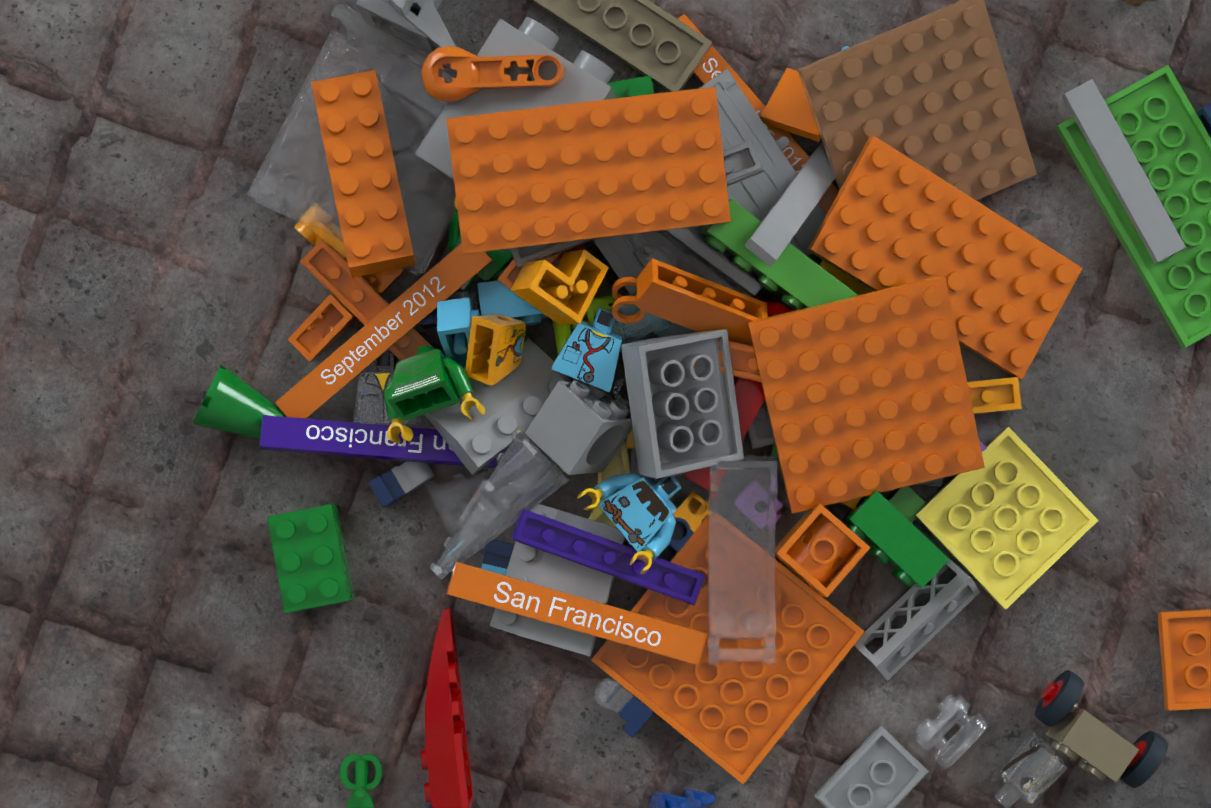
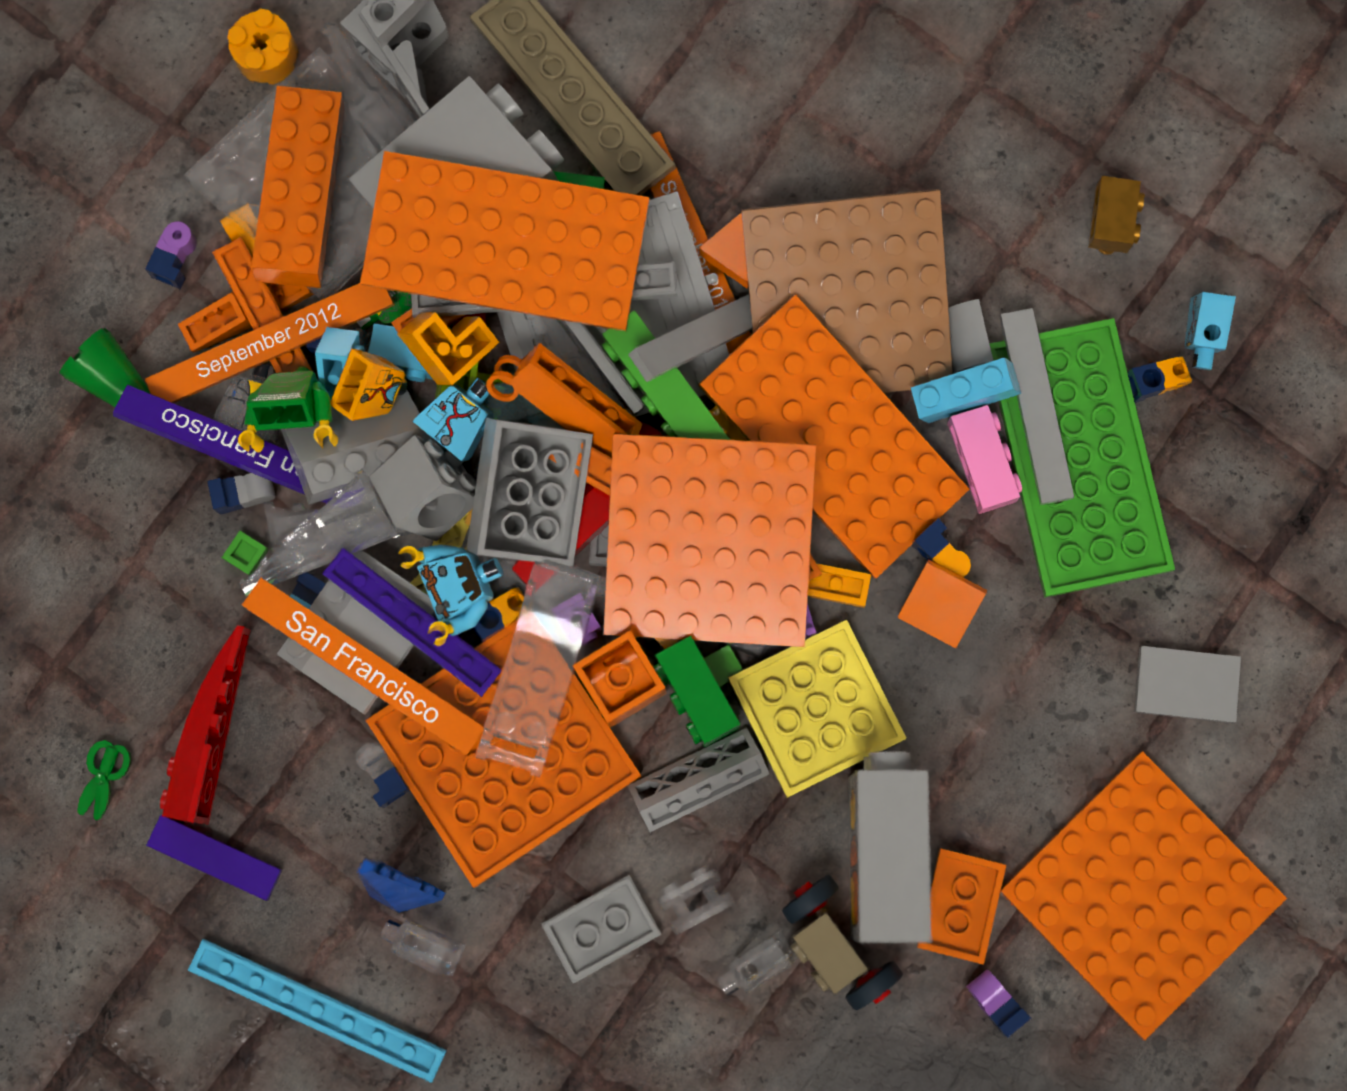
camera: 20 degrees right, 5 degrees down
(256, 274) = (170, 253): none -> leg
(269, 31) = (258, 31): none -> light orange brick
(310, 558) = (129, 538): green brick -> none
(423, 537) = (245, 553): none -> bright green tile
(481, 73) = (435, 120): orange beam -> none
(1040, 124) = (968, 336): none -> light grey brick
(1054, 176) = (966, 390): none -> medium azure brick
(1075, 337) = (936, 548): none -> leg
(1088, 236) = (984, 459): none -> bright pink brick
(1092, 384) = (942, 603): none -> orange tile
(1126, 638) = (889, 851): none -> light grey brick

